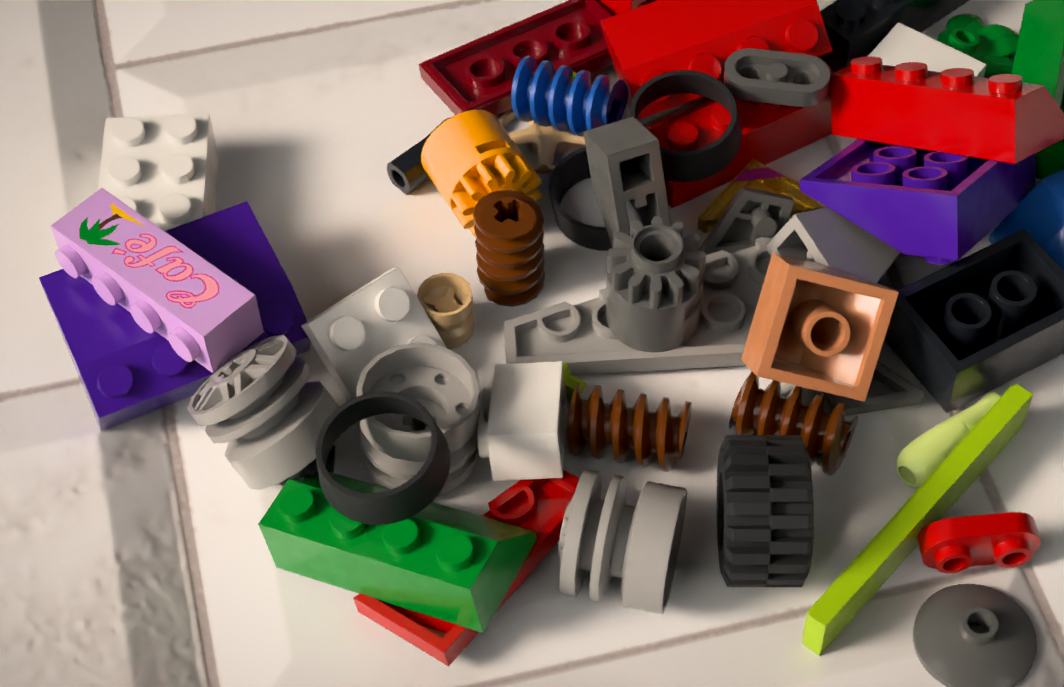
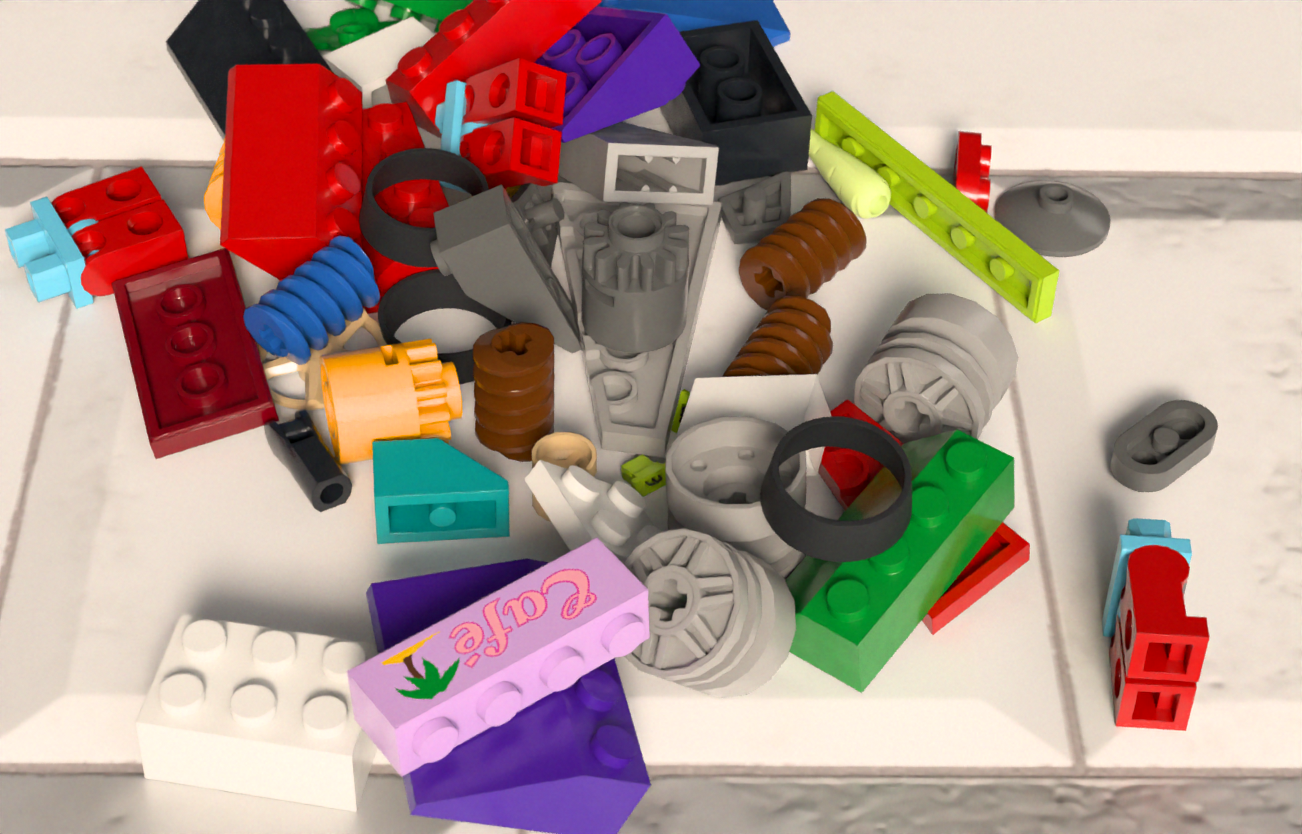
camera: 80 degrees left, 10 degrees down
(406, 225) = (435, 494): none -> teal slope
(485, 368) = (644, 474): none -> lime piece
(764, 511) = (930, 234): black tyre -> none
(777, 77) = (397, 122): dark grey plate -> none
(797, 147) = (505, 123): none -> red hips
(818, 327) = (730, 183): nougat slope -> none

